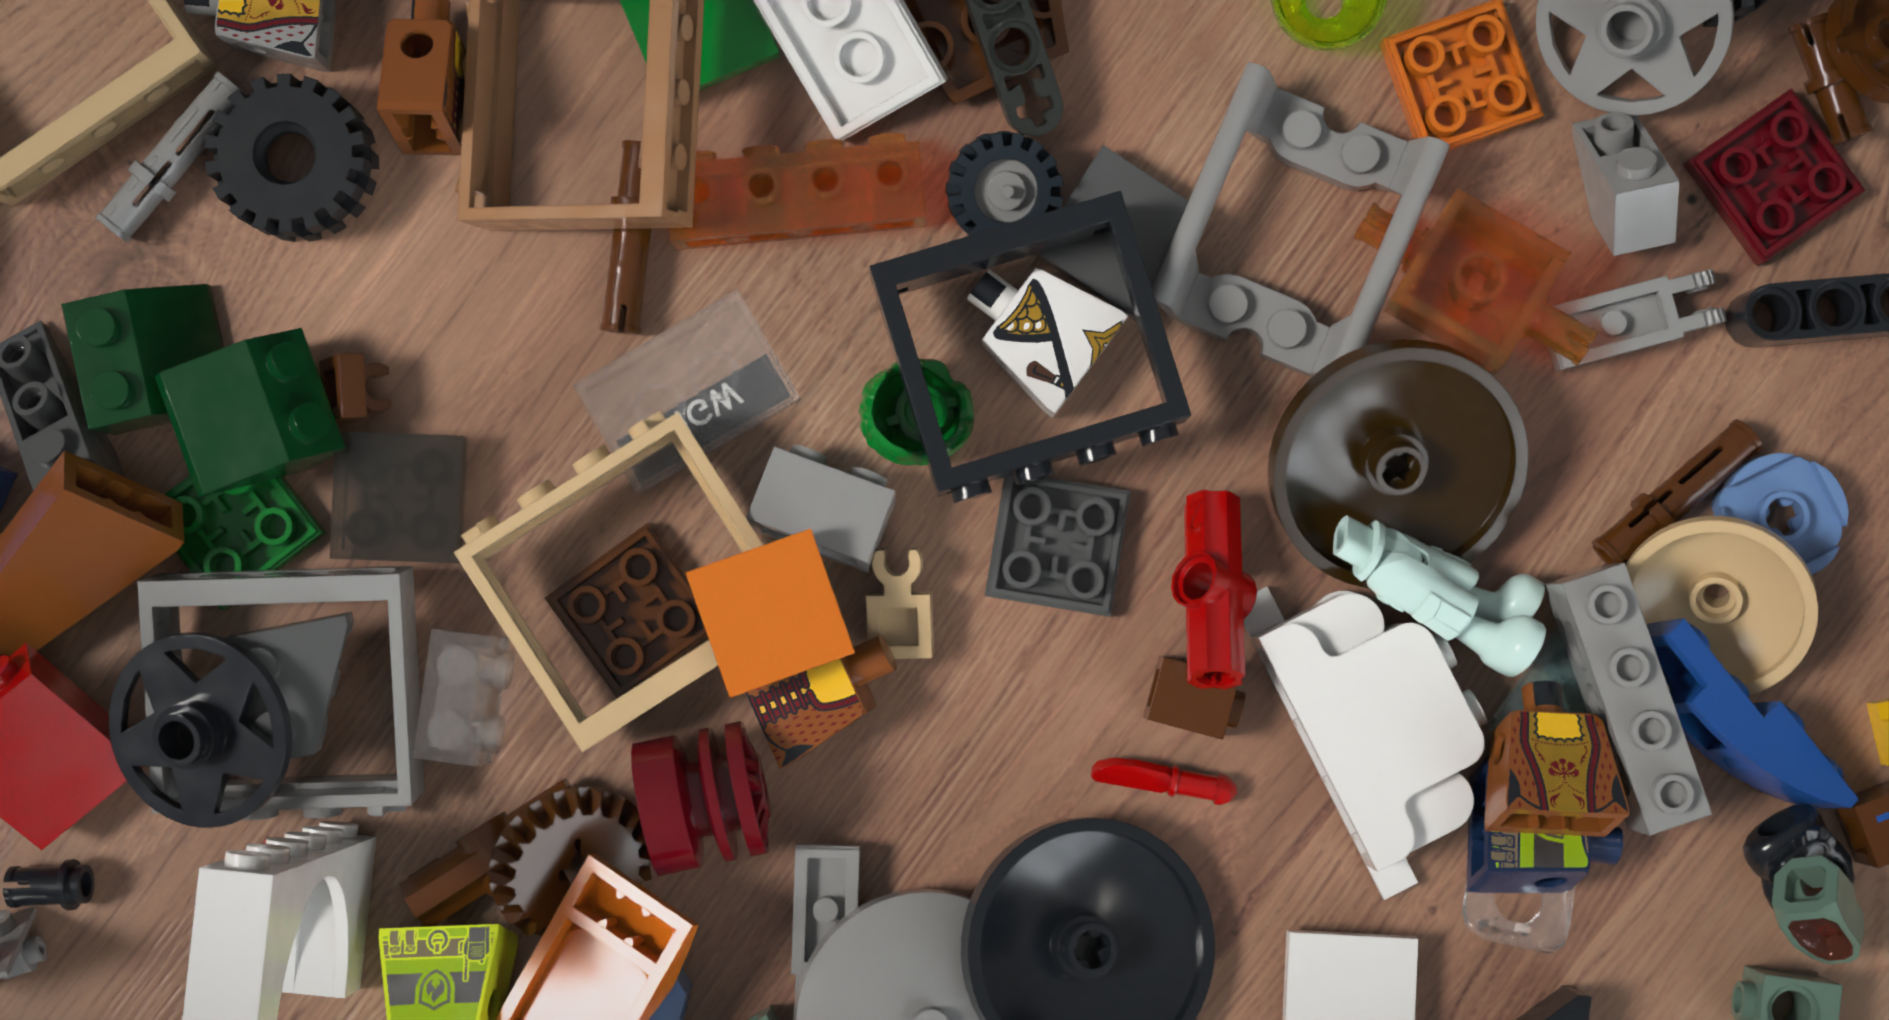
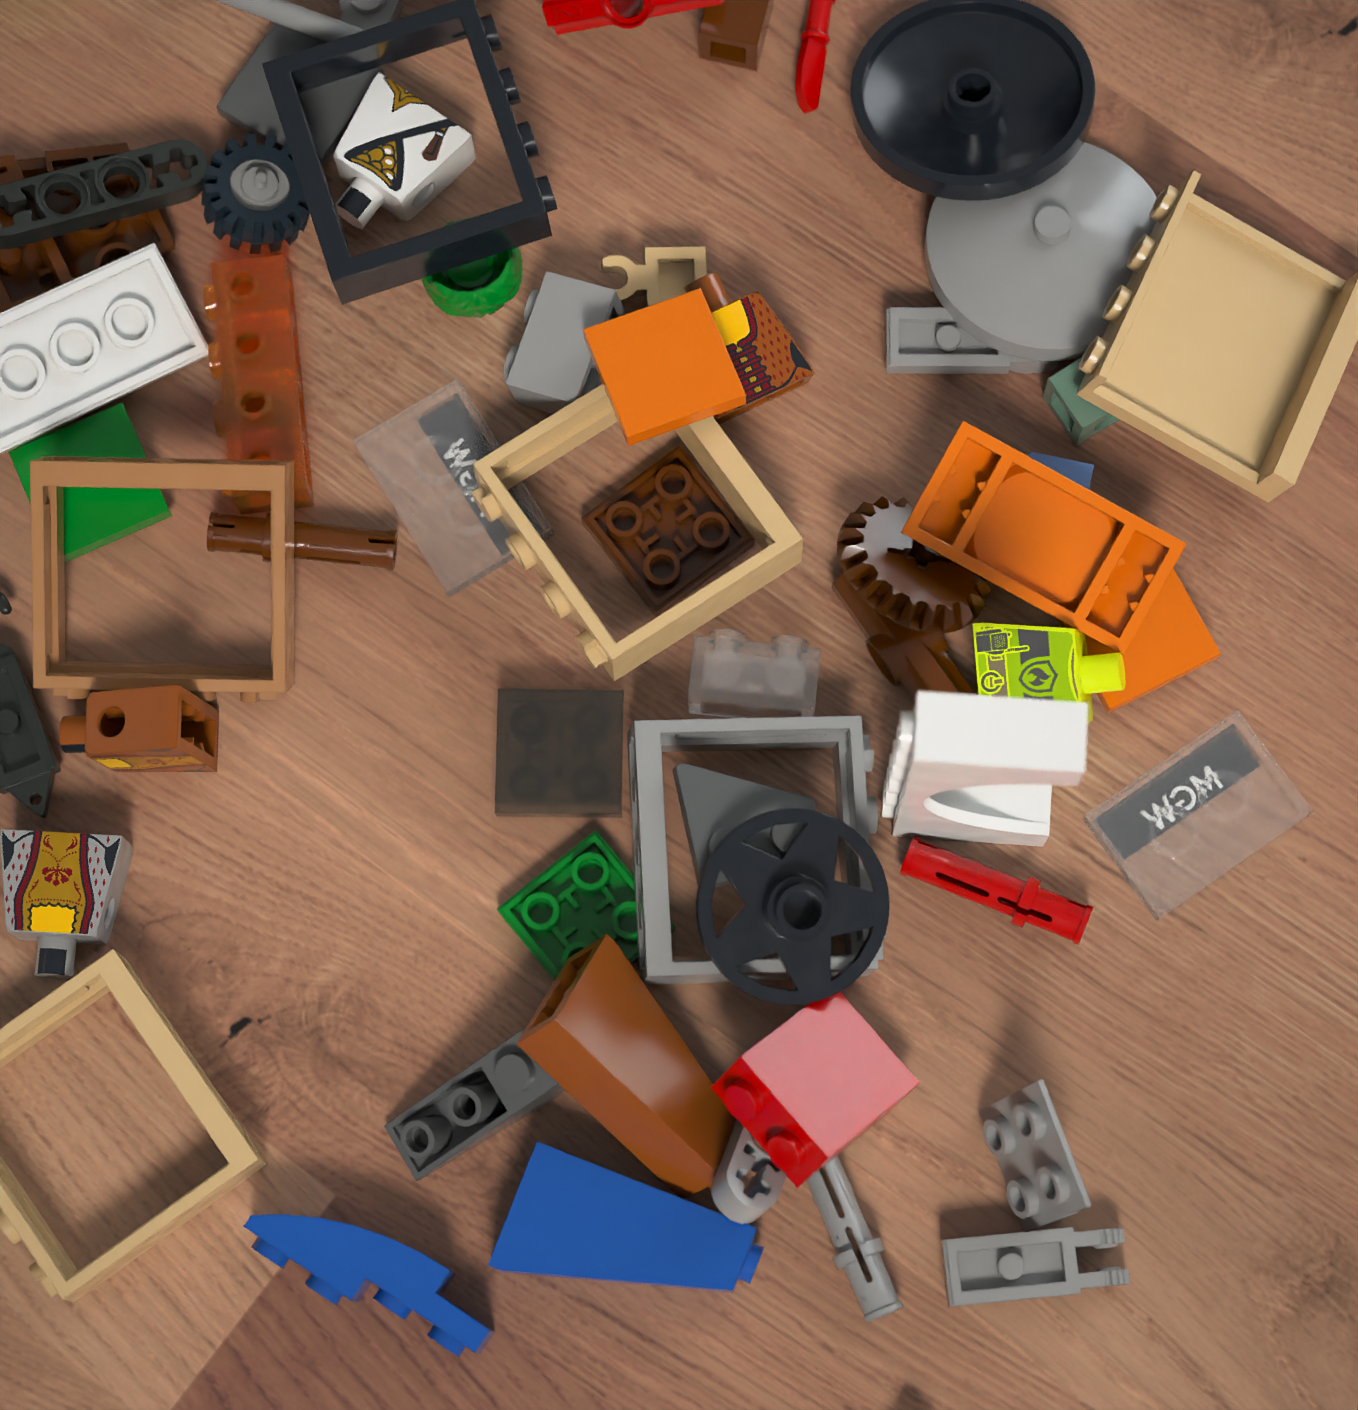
camera: 90 degrees left, 10 degrees down
(50, 885) = (956, 1081): black pin -> none
(121, 213) = (237, 1006): light grey pin -> none
(130, 338) = (421, 1004): dark green slope -> none
(250, 412) = (476, 882): dark green slope -> none
(331, 186) = (230, 914): black tyre -> none
(345, 386) = (452, 806): reddish brown tile -> none
(700, 798) = (844, 441): dark red wheel -> none
(1058, 544) = (597, 145): dark grey tile -> none

